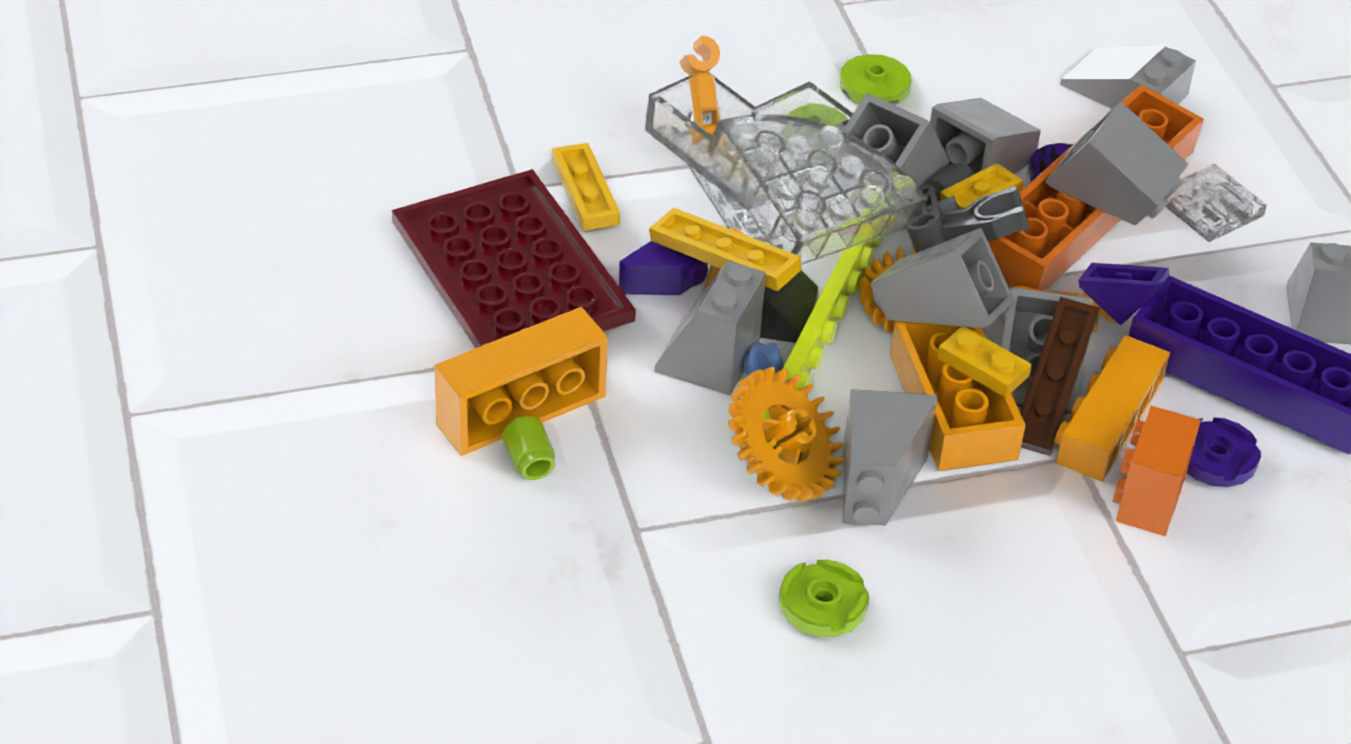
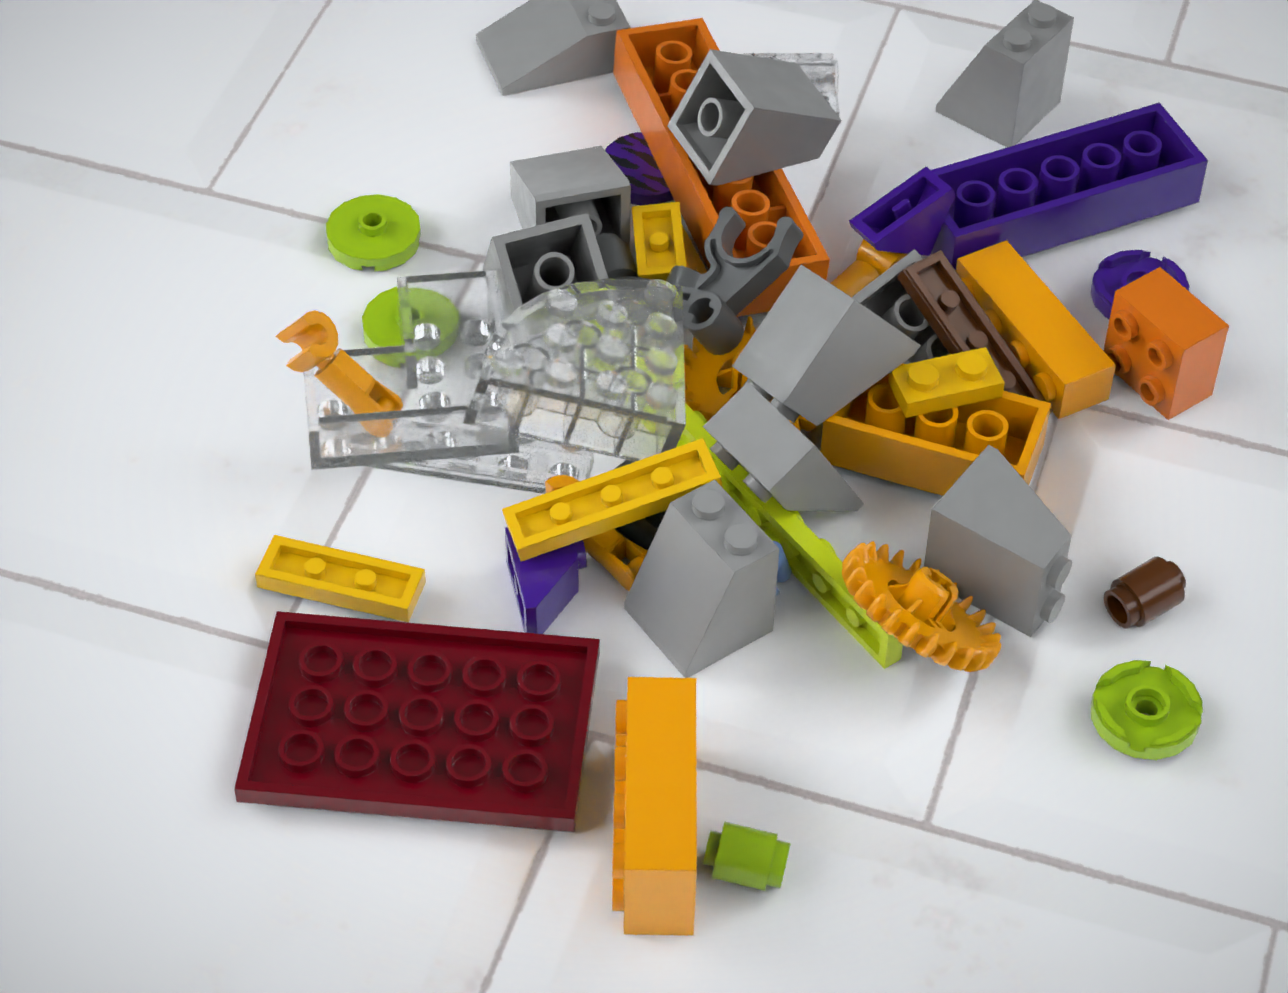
camera: 55 degrees left, 5 degrees up
(840, 317) = (777, 456): none -> light grey slope
(926, 557) = (1145, 593): none -> reddish brown brick

